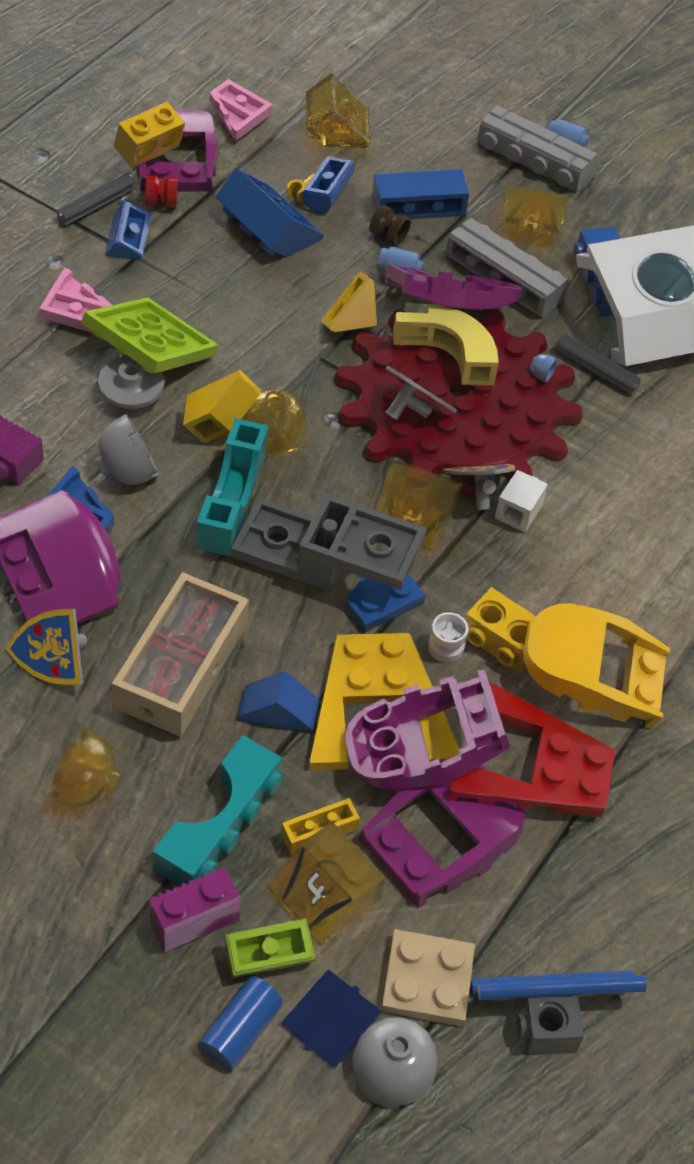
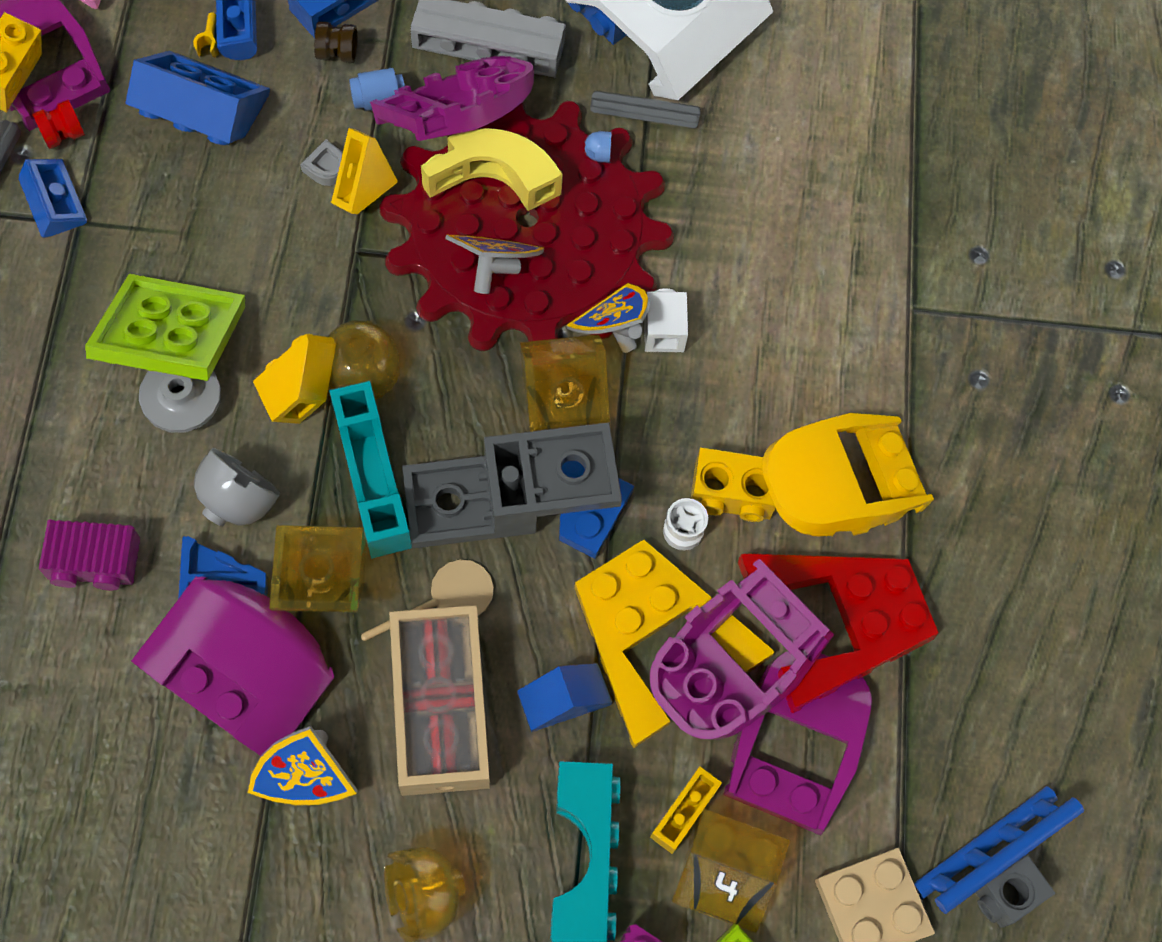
camera: 30 degrees left, 15 degrees up
(69, 301) = (51, 324): bright pink wing -> none
(153, 524) = (318, 568): none -> clear yellow slope
(261, 599) = (453, 586): none -> tan piece
(329, 293) = (323, 164): none -> light grey tile

